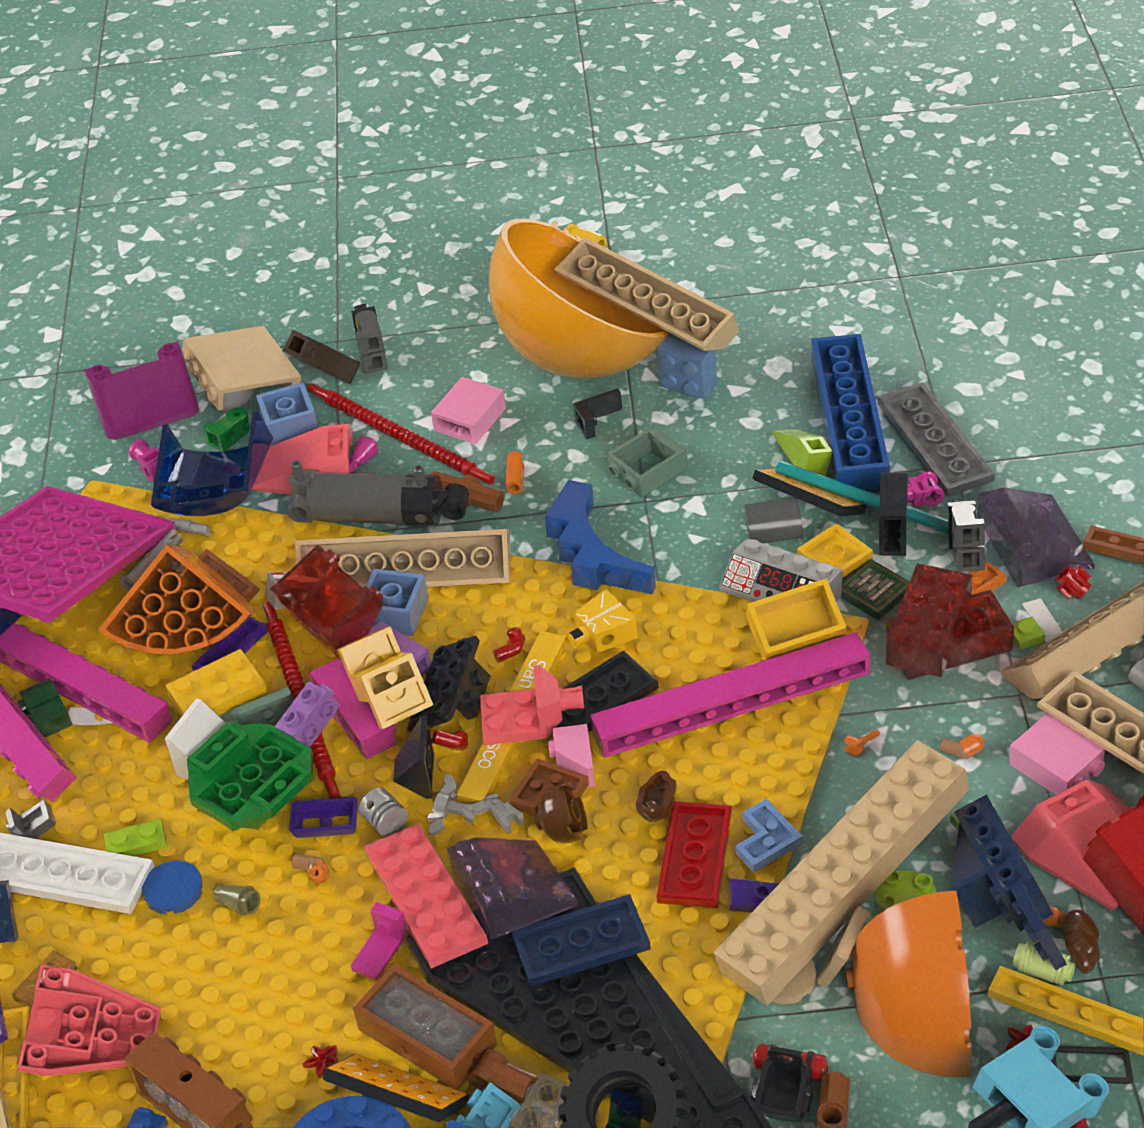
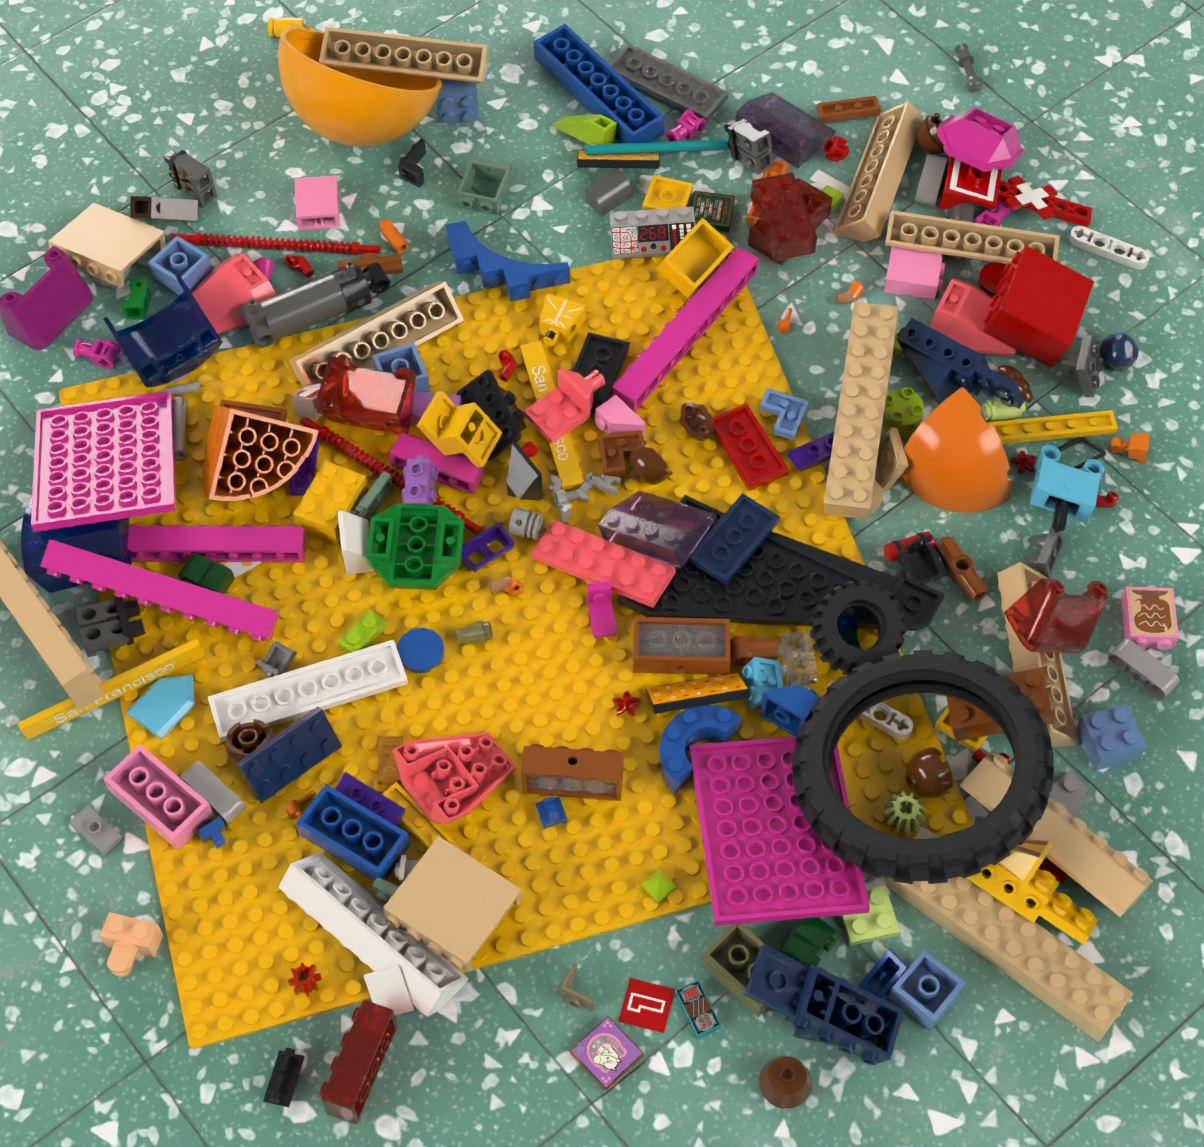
camera: 40 degrees left, 15 degrees up
(402, 459) = (299, 263): none -> red arm
(893, 514) = (691, 150): black slope -> none

